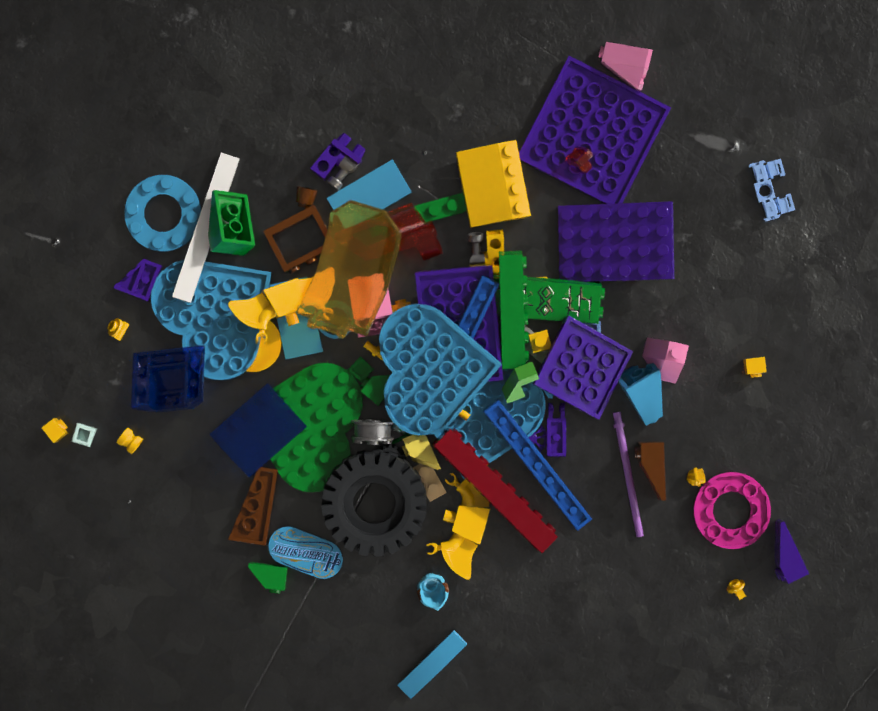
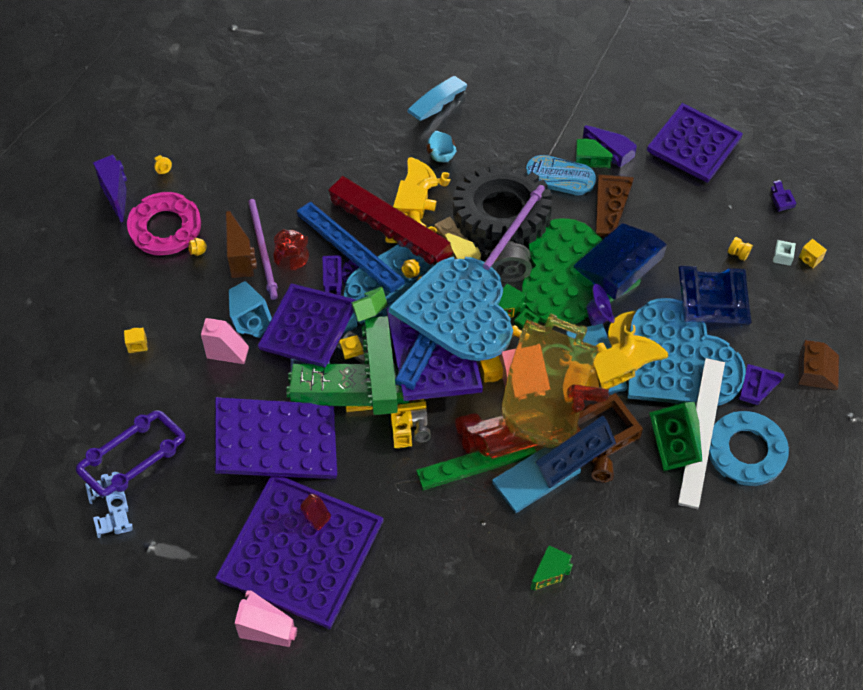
camera: 170 degrees right, 30 degrees down
(71, 504) = (782, 198): none -> dark purple plate
(76, 296) = (818, 365): none -> reddish brown slope
(117, 328) = (772, 341): yellow plate -> none
(153, 586) = (694, 142): none -> dark purple plate
(242, 584) = (620, 146): none -> dark purple slope
(286, 371) = (599, 307): none -> dark purple piece
(319, 265) = (583, 393): none -> clear red piece
(331, 200) = (576, 452): none -> dark blue tile
(338, 155) = (573, 510): dark purple hips -> none
(339, 501) = (534, 196): none -> medium lavender bar
(365, 98) = (552, 568): none -> green slope
(475, 428) = (410, 268): none -> yellow plate
(493, 184) = (406, 488): yellow slope -> none
(598, 467) = (289, 244): none -> clear red helmet
(786, 234) = (120, 480): none -> dark purple bar

